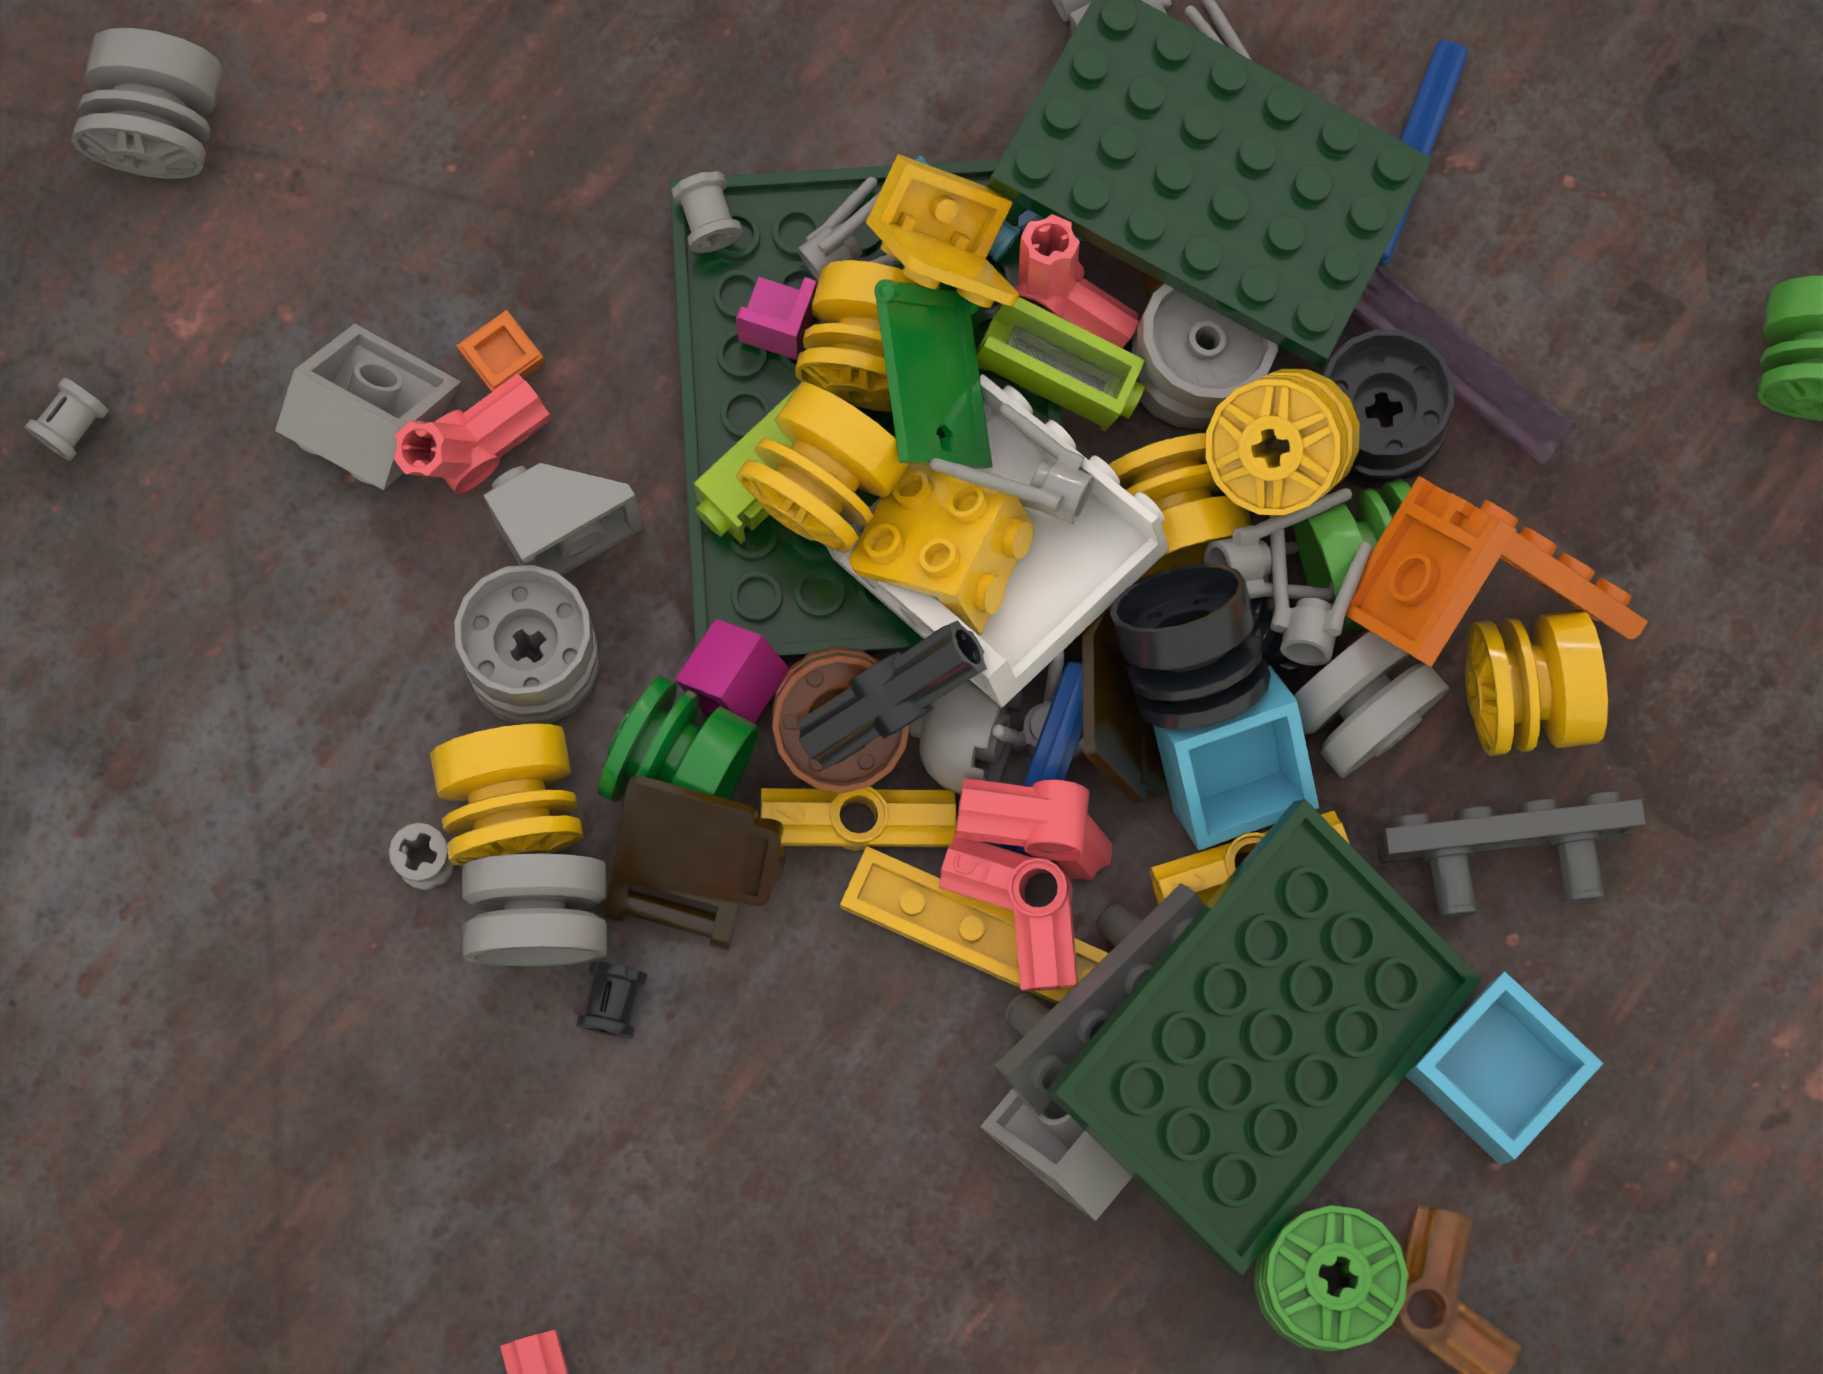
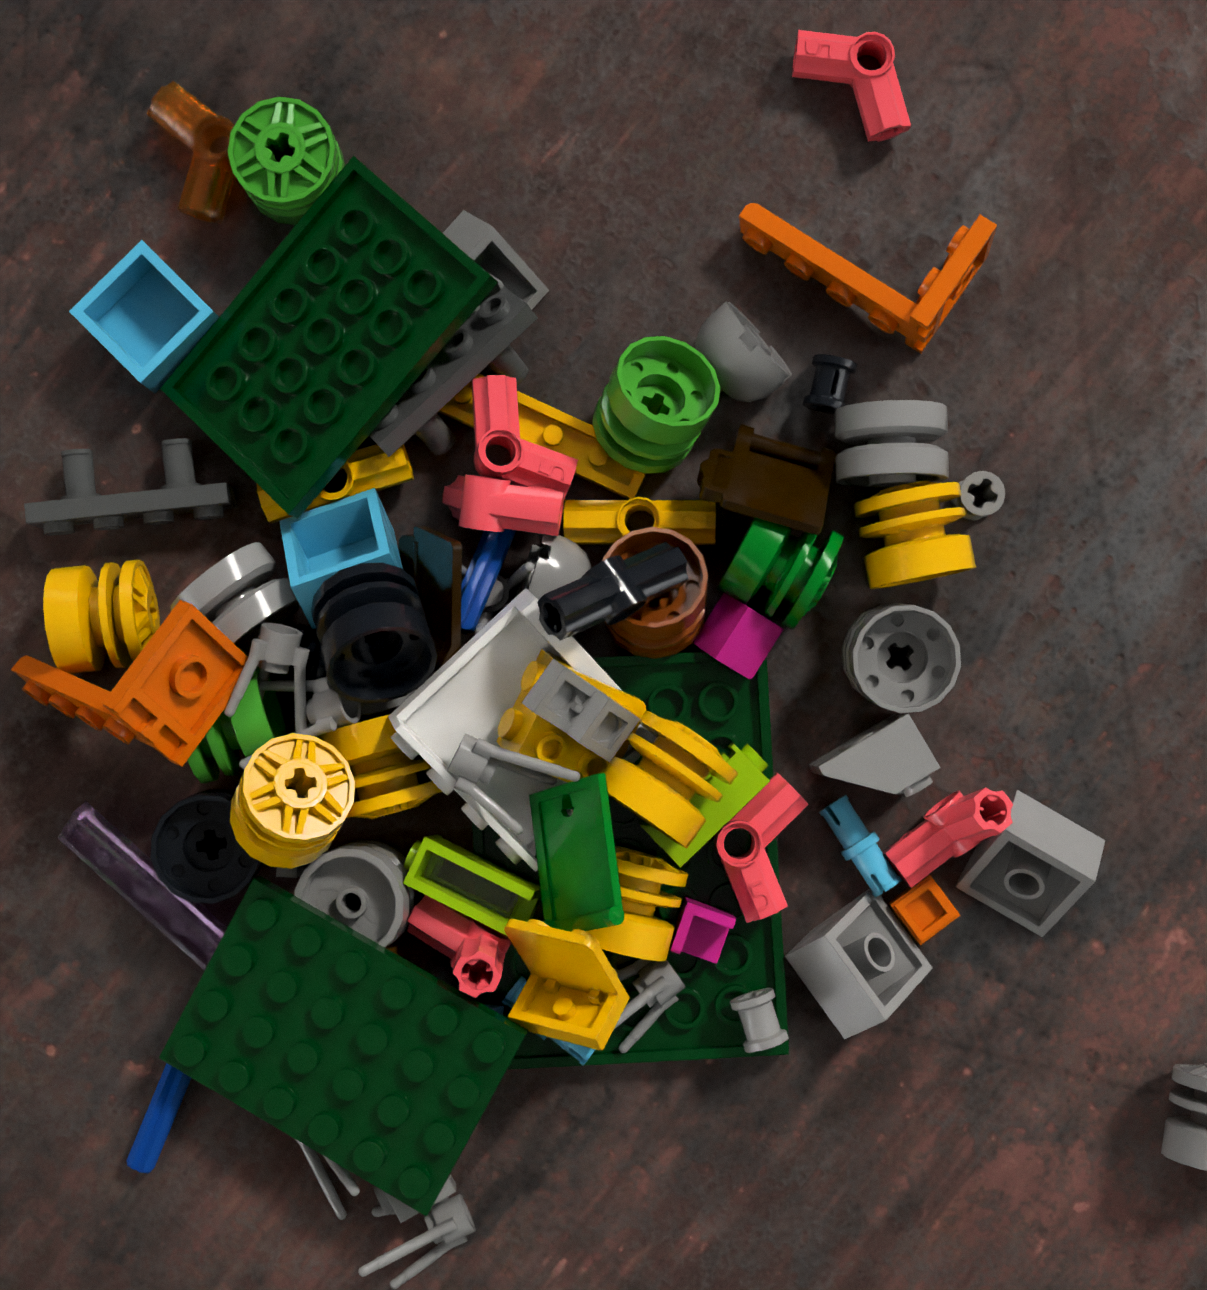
camera: 175 degrees left, 10 degrees up
(578, 423) = (860, 846): none -> medium azure pin
(581, 285) = (859, 964): none -> light grey slope
(587, 1123) = (852, 285): none -> orange bracket
(716, 385) = (752, 872): none -> coral piece
(732, 1028) = (740, 357): none -> light grey cylinder
(814, 976) = (655, 404): none -> bright green wheel
(929, 542) = (580, 710): none -> light grey slope

